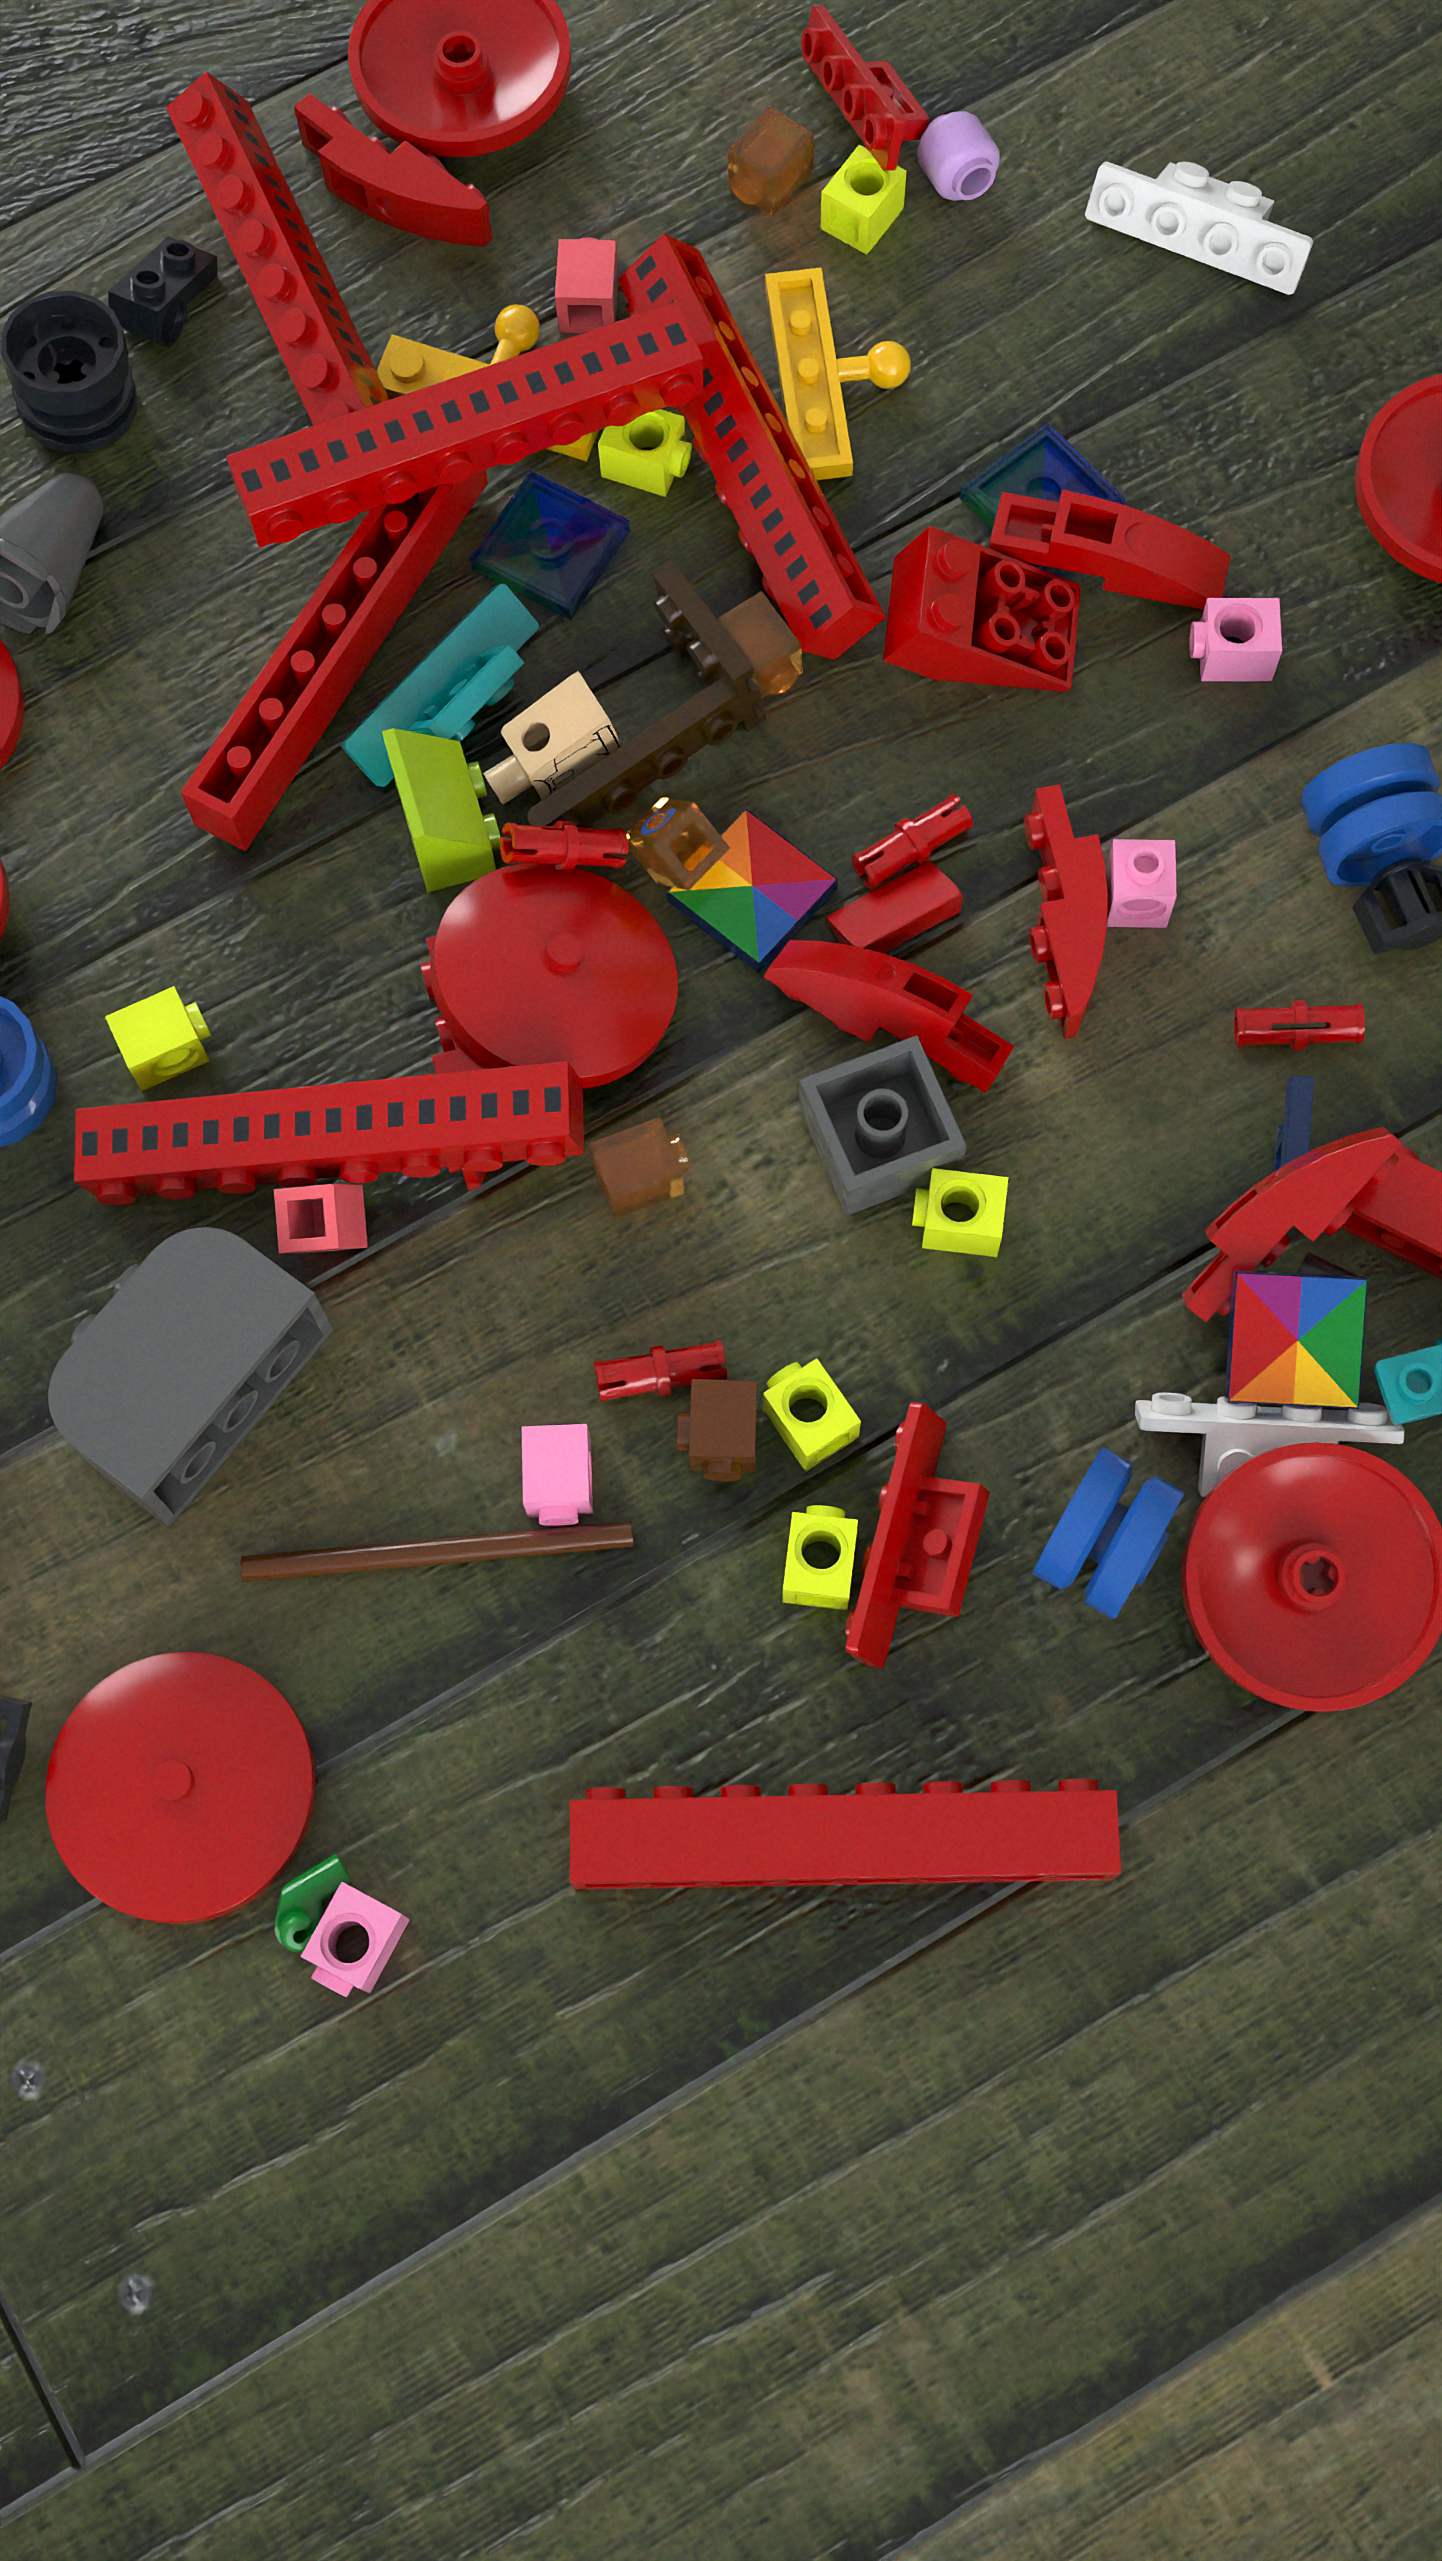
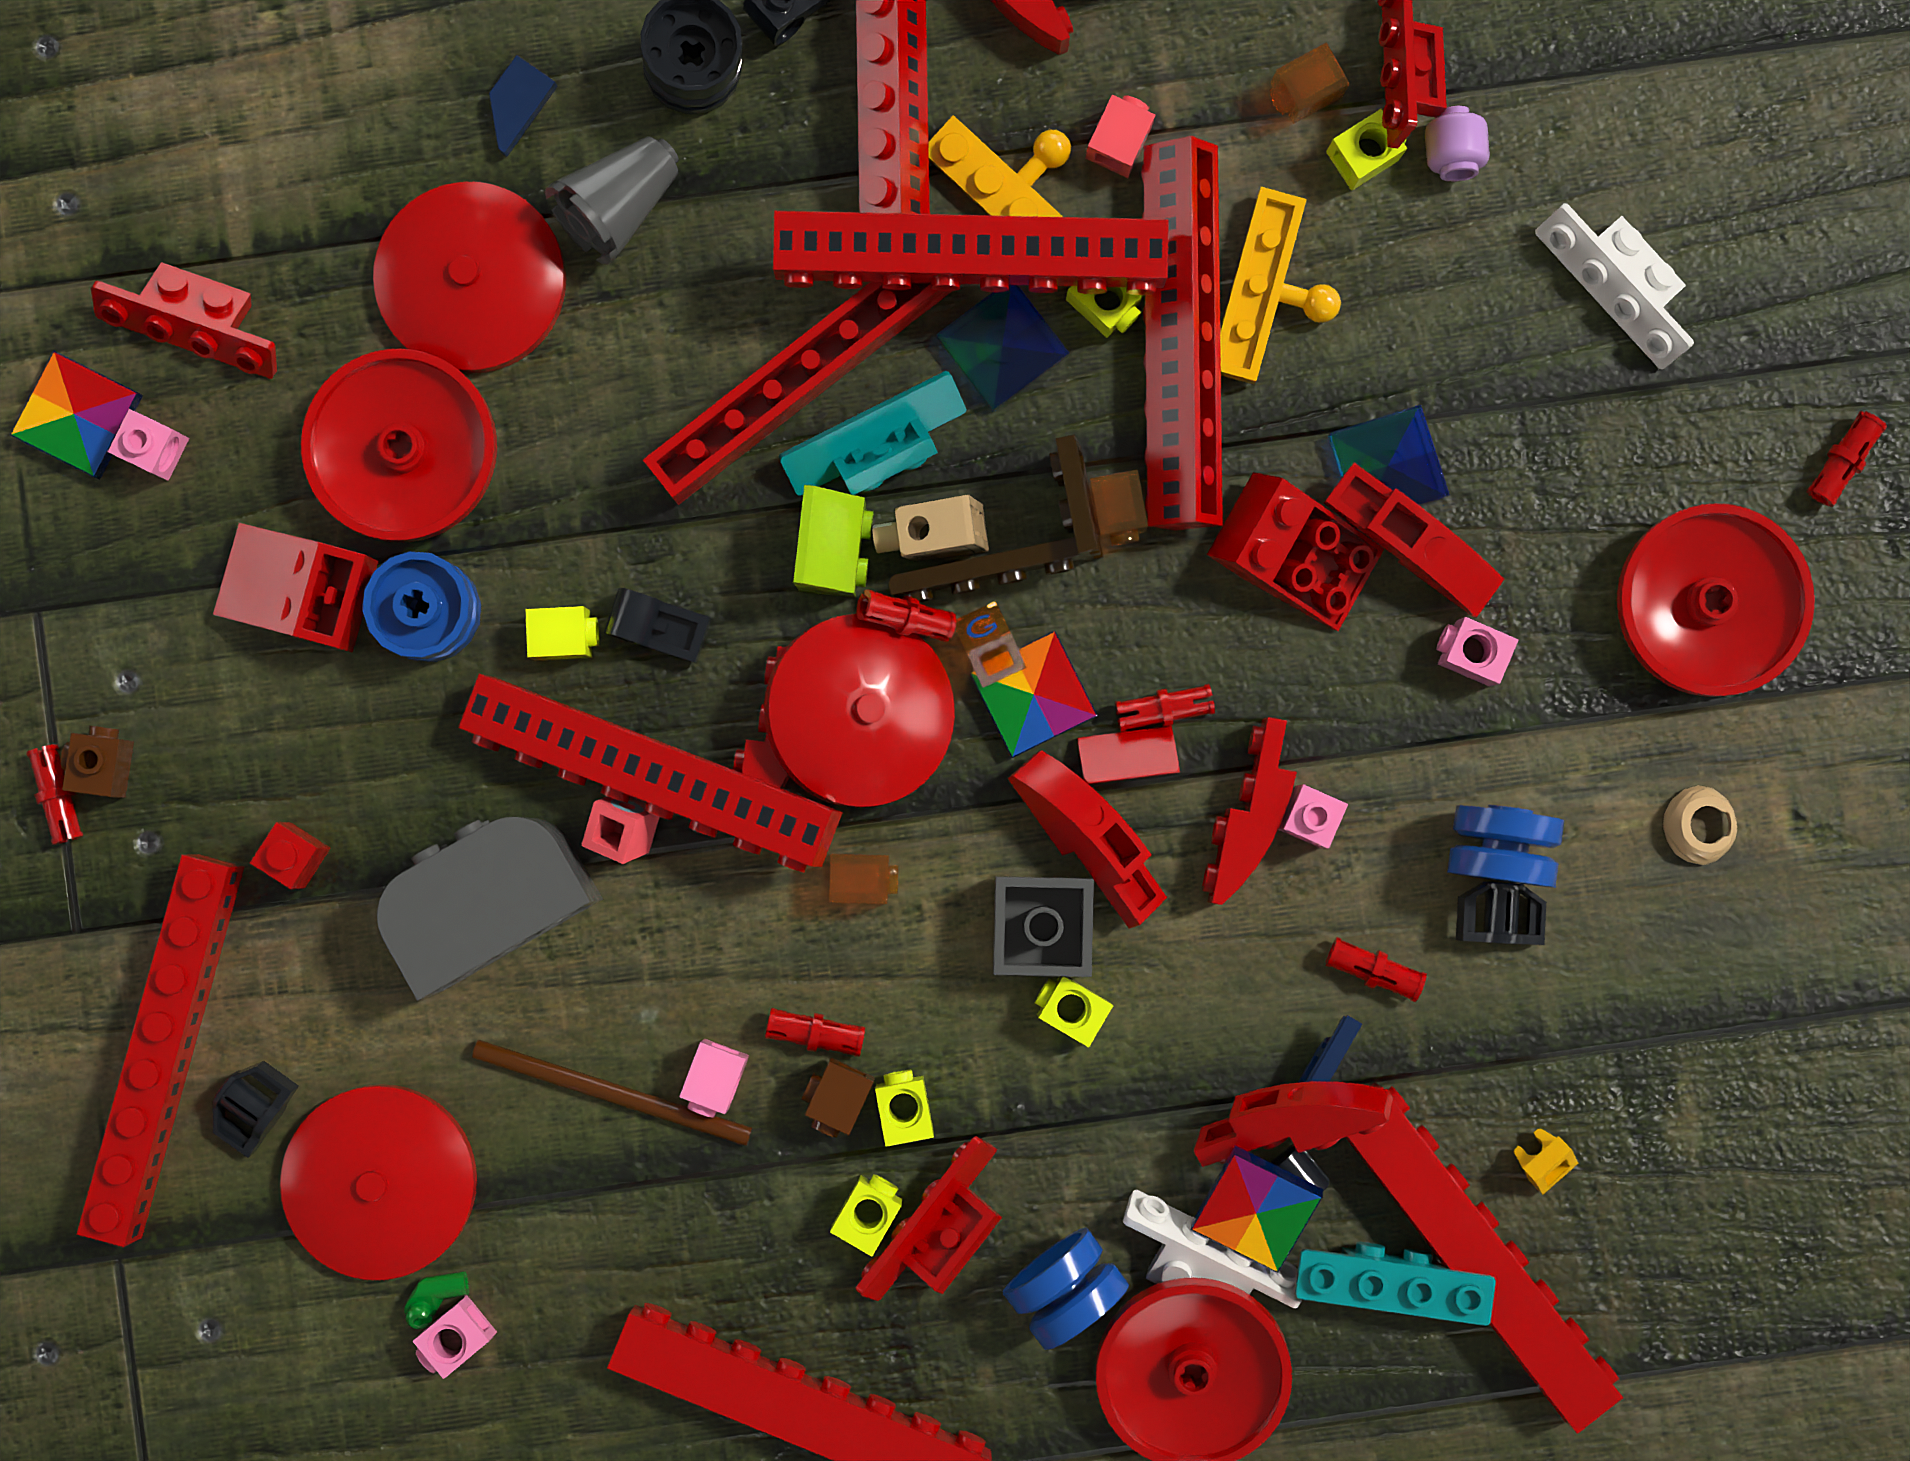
camera: 15 degrees right, 15 degrees up
(269, 986) = (657, 625): none -> black plate

